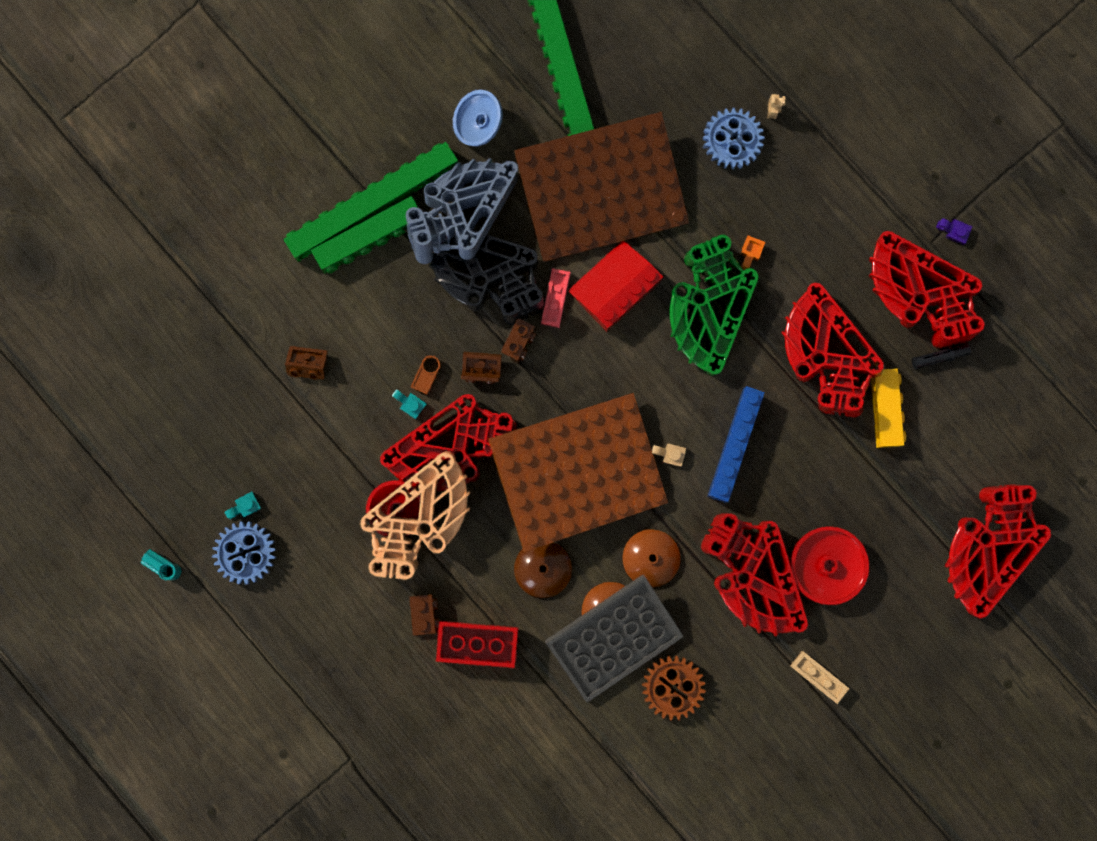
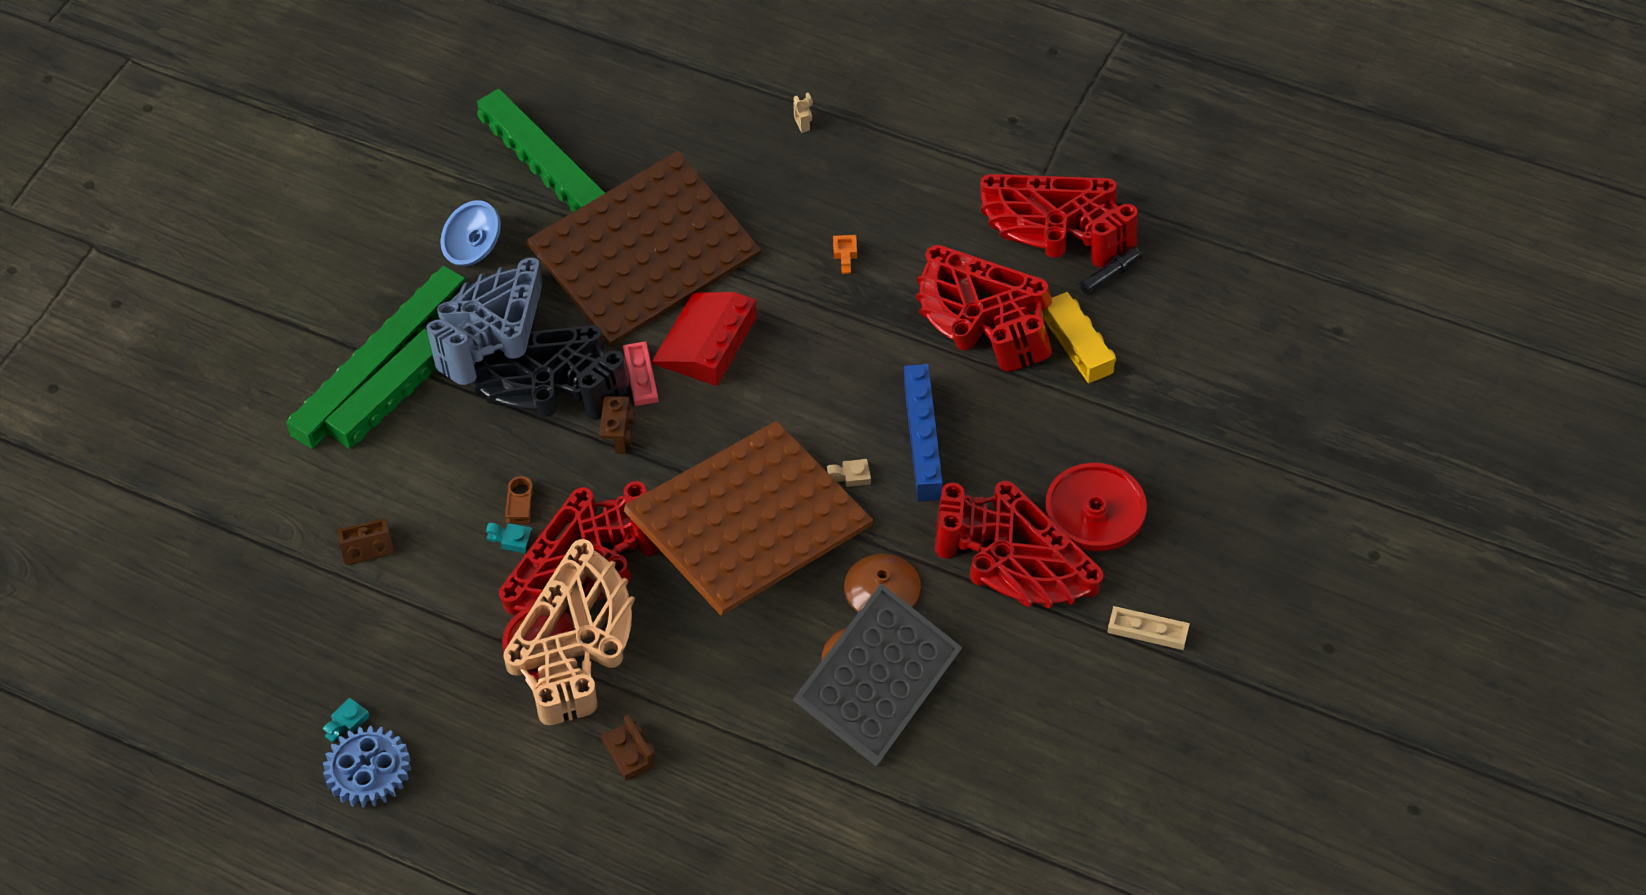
camera: 20 degrees left, 30 degrees down
(160, 565) = (261, 822): teal piece -> none
(477, 644) = (710, 747): red brick -> none
(481, 367) = (582, 466): reddish brown bracket -> none
(548, 583) = (755, 658): reddish brown dish -> none
(683, 673) = (973, 725): dark orange gear -> none
(712, 262) = (803, 267): green beam -> none
(745, 126) = (771, 158): medium blue gear -> none
(956, 230) = (1063, 156): dark purple plate -> none
(1008, 505) = (1265, 370): red beam -> none

